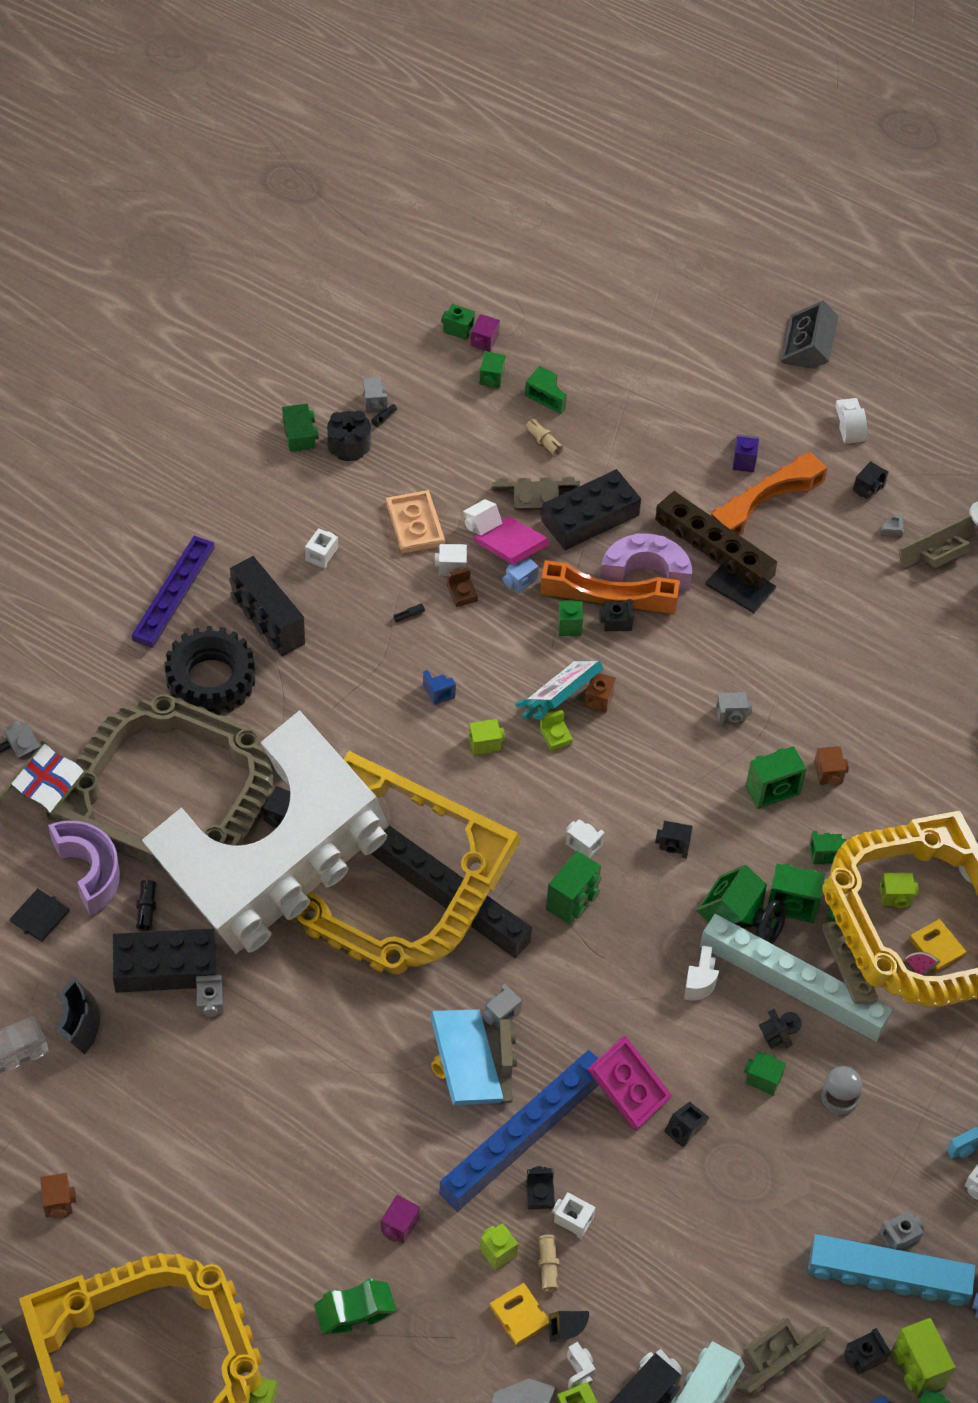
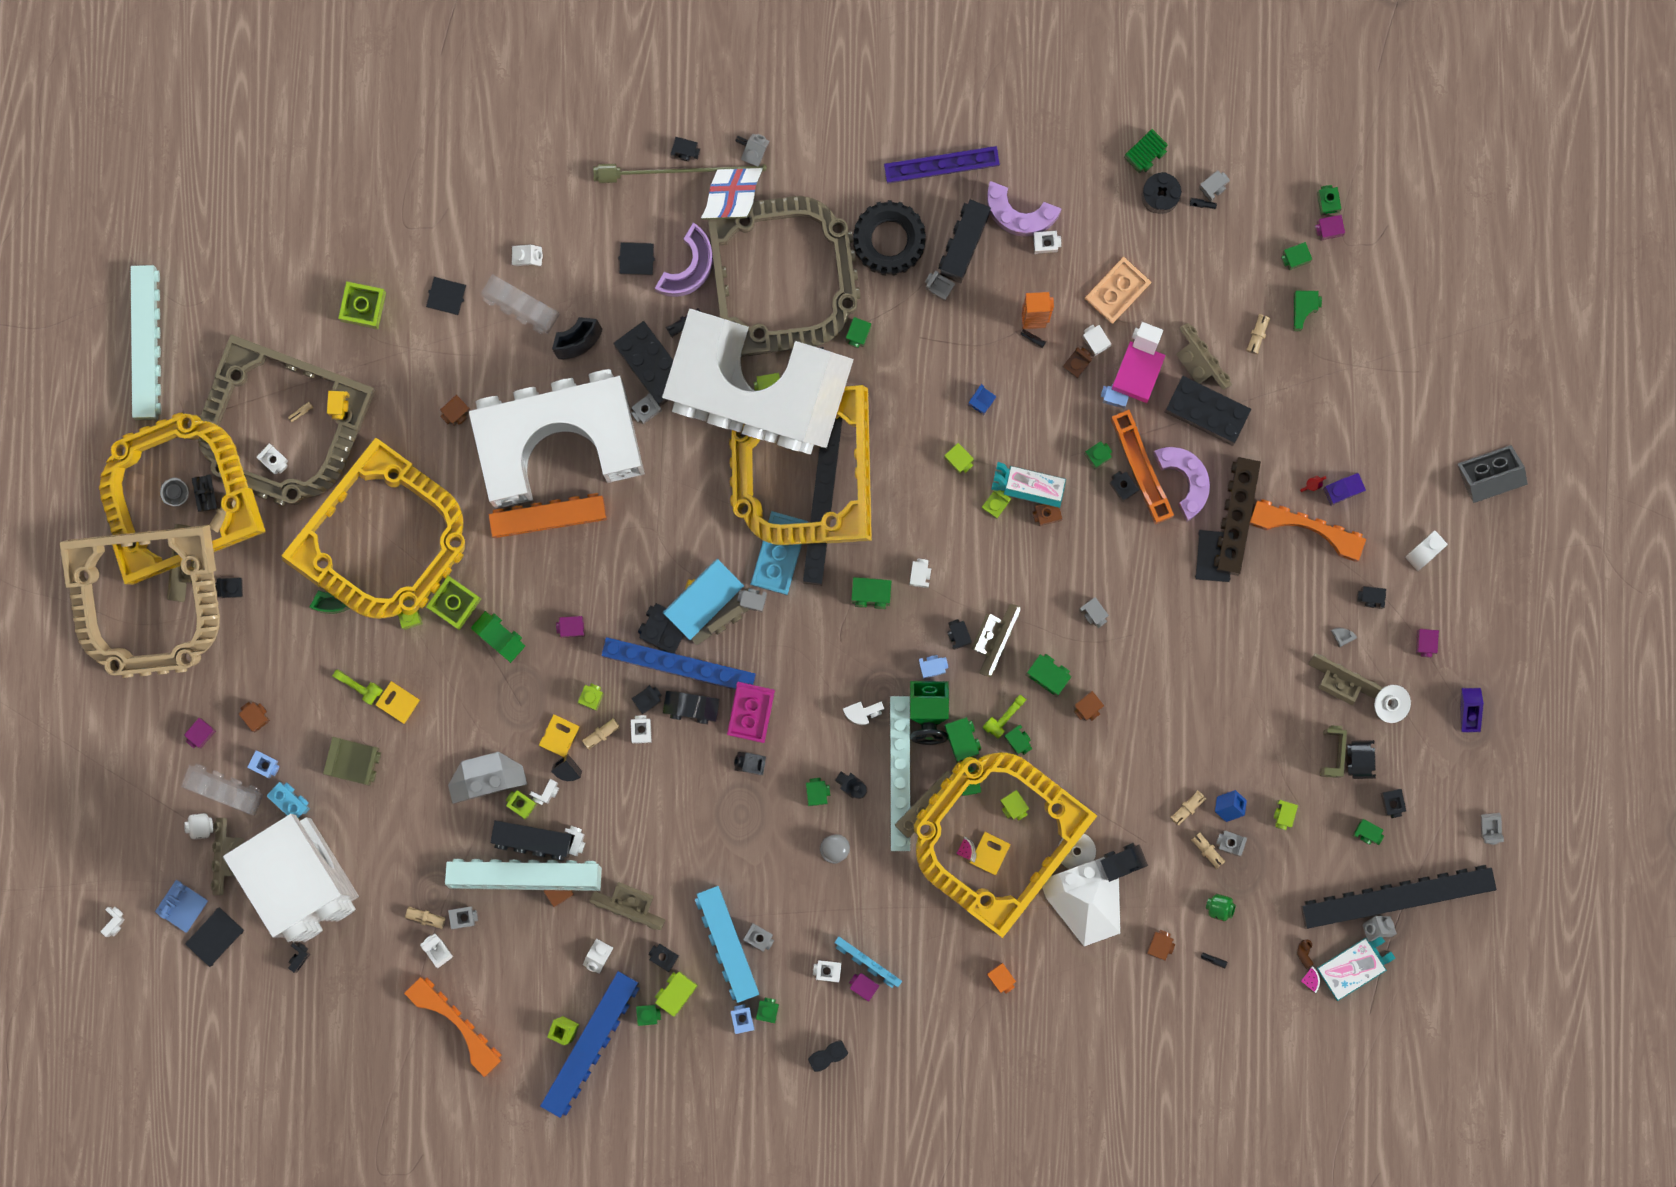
camera: 65 degrees right, 30 degrees up
(179, 1033) = (512, 429): none -> white arch
(253, 1169) = (548, 516): none -> orange brick
(280, 560) = (1015, 222): none -> lavender brick
(280, 1331) = (453, 602): none -> lime brick
(293, 657) = (939, 285): none -> light grey bracket
(389, 561) = (1037, 310): none -> orange brick
(467, 1125) = (660, 630): none -> black plate
(474, 969) = (777, 562): none -> medium azure tile
(580, 1145) = (691, 706): none -> black brick
(693, 882) = (933, 666): none -> light blue brick
(701, 808) = (993, 637): none -> dark tan bracket
(724, 468) = (1314, 483): none -> red piece
(797, 859) = (996, 727): none -> lime brick
(943, 463) = (1427, 642): none -> magenta brick

